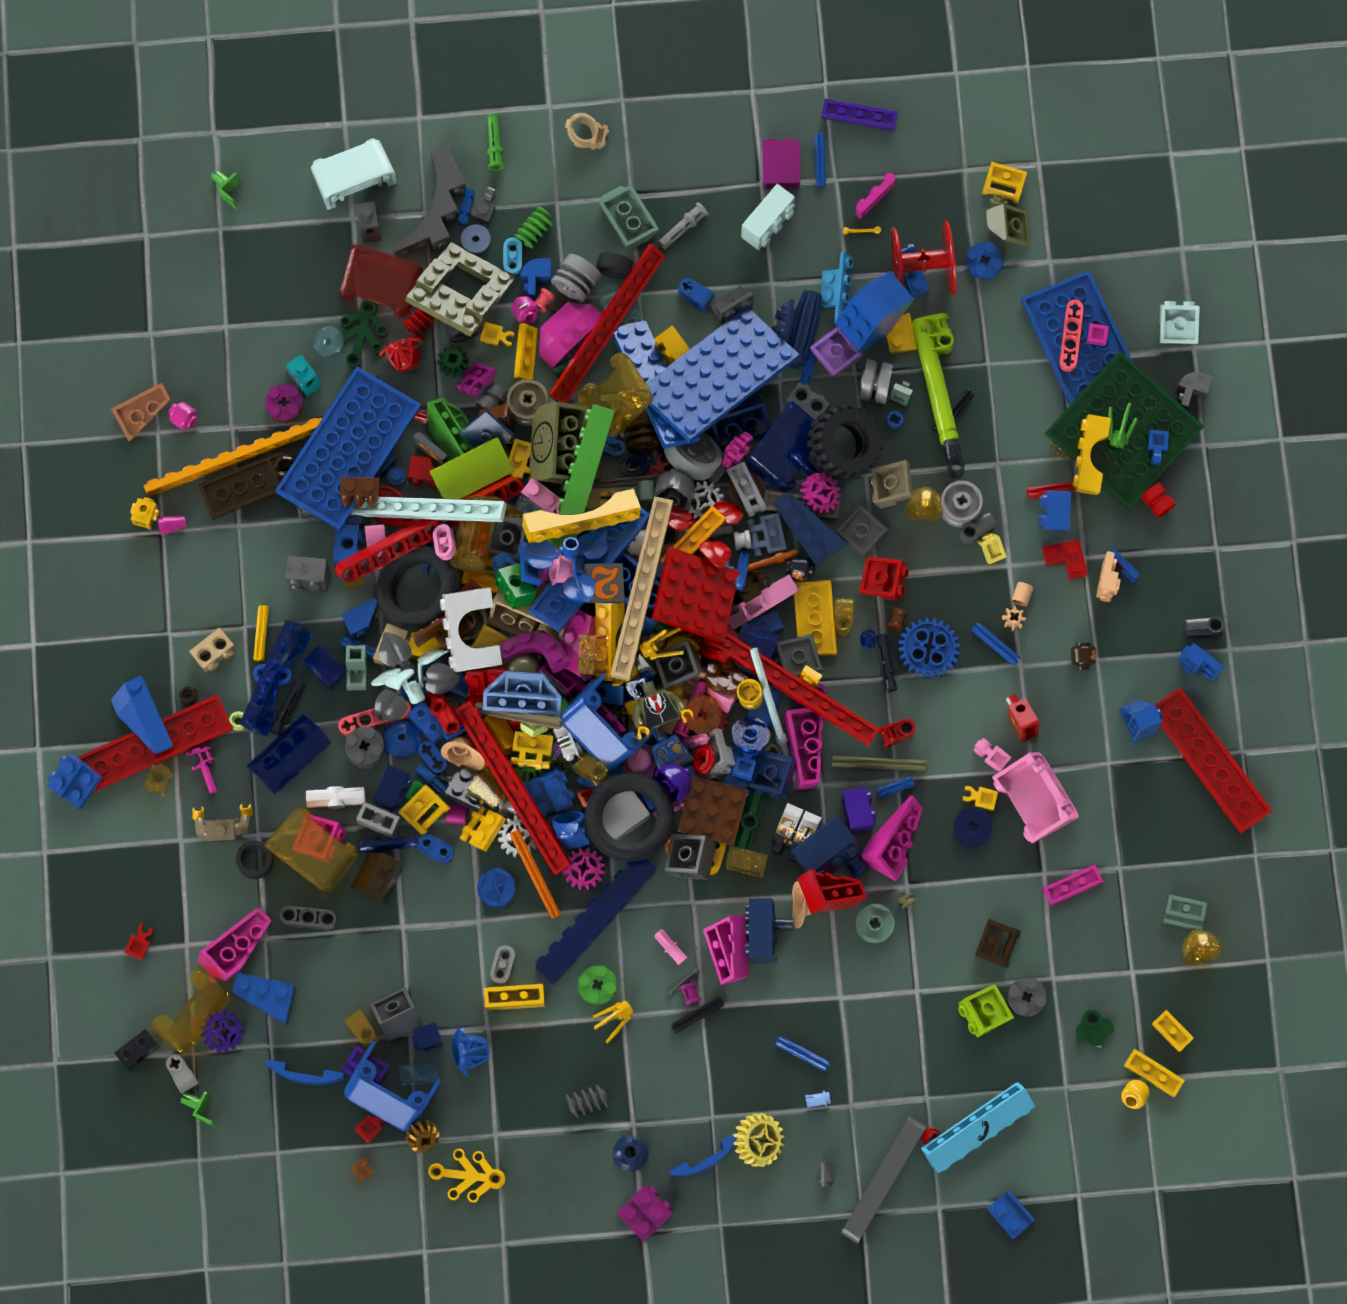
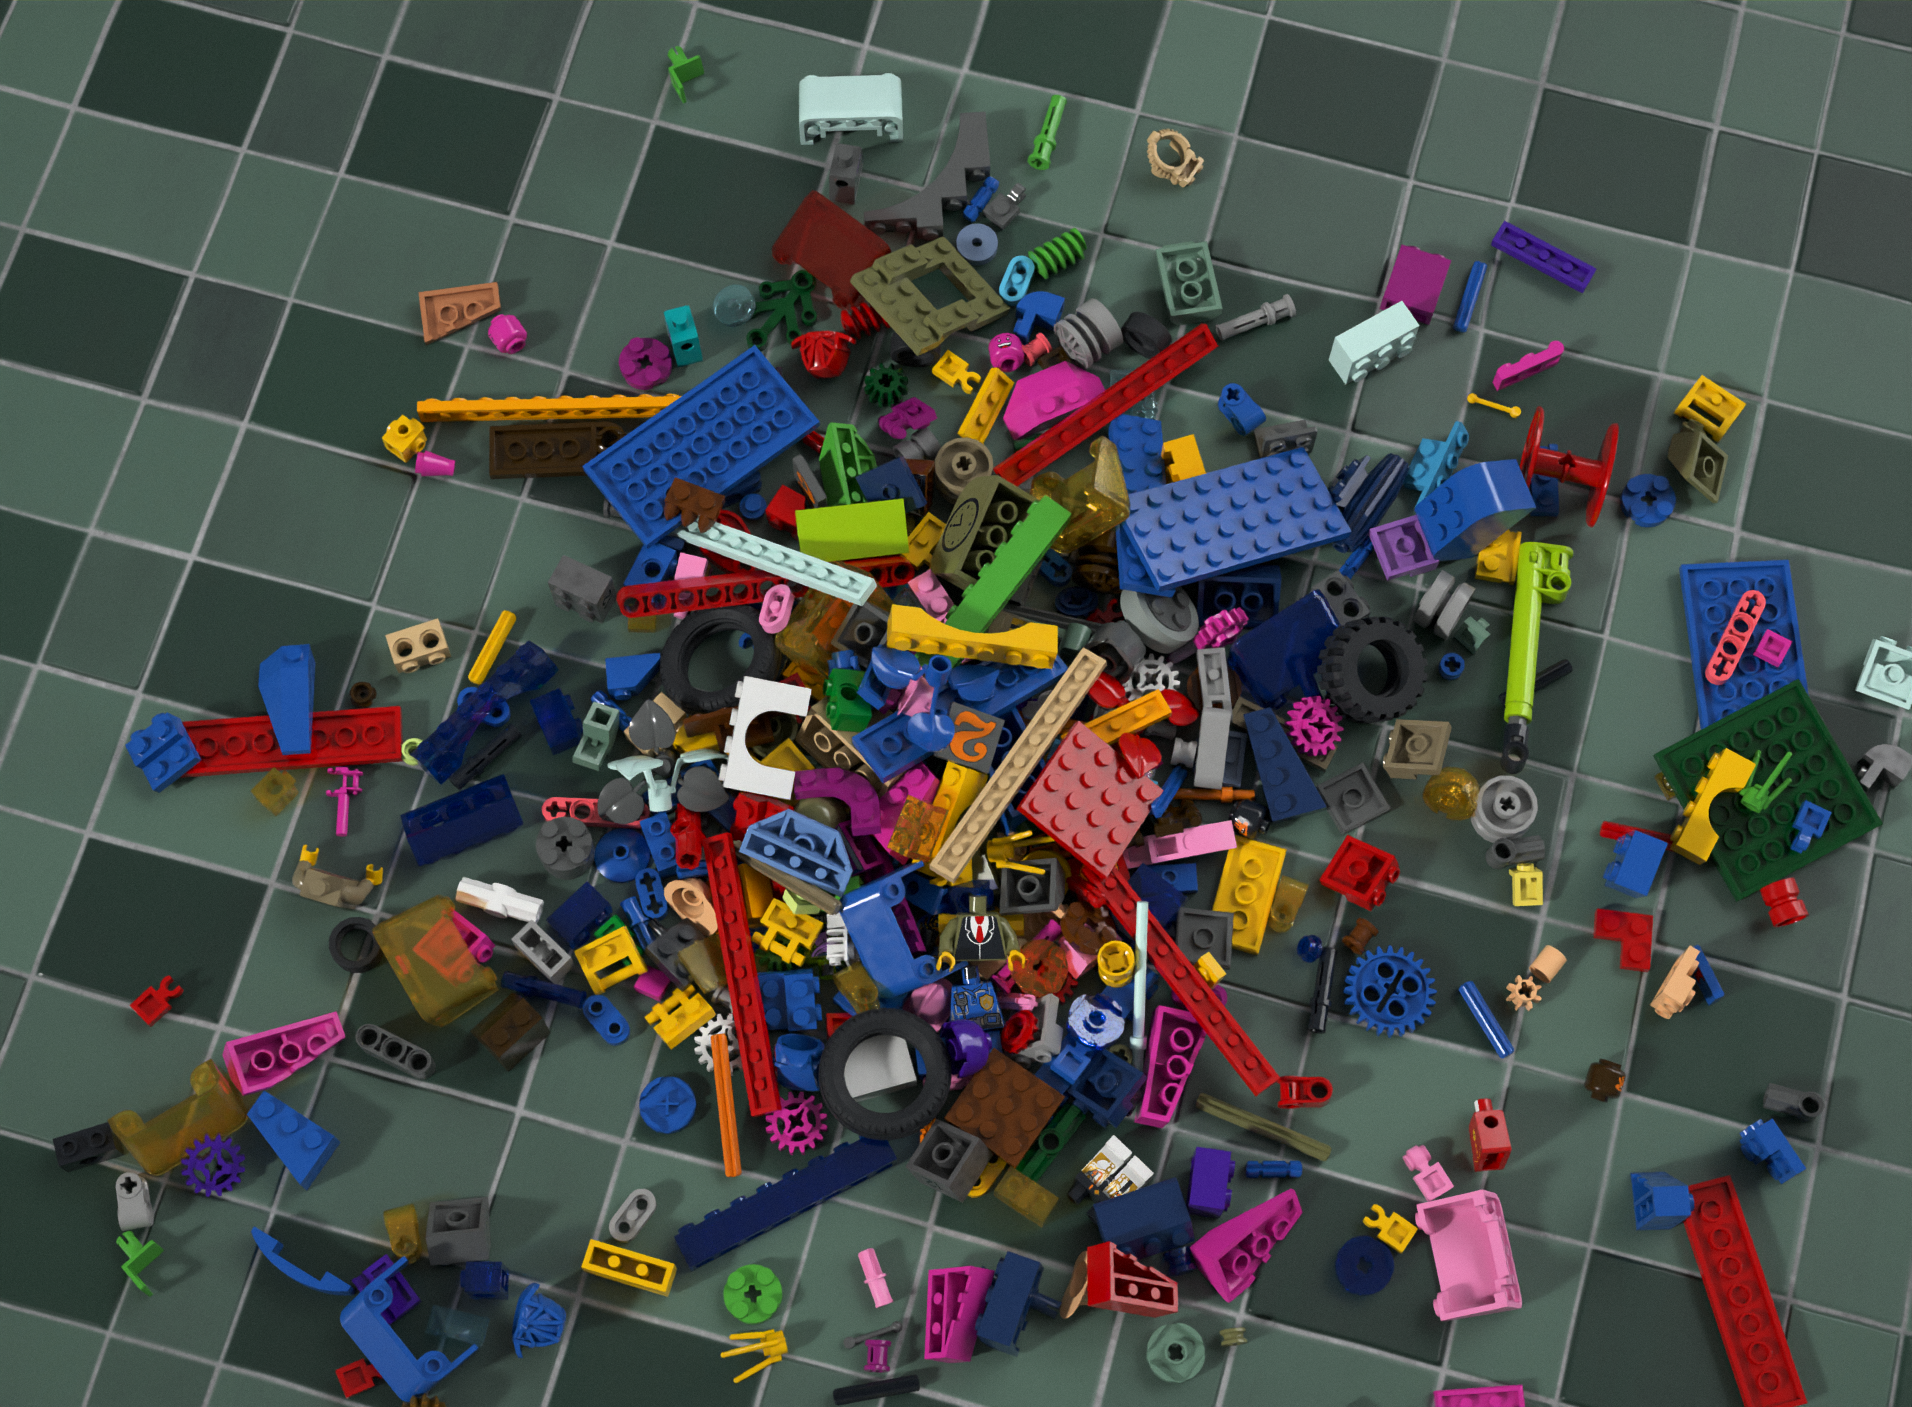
camera: 20 degrees right, 5 degrees down
(760, 531) = (1212, 748): none -> light grey beam

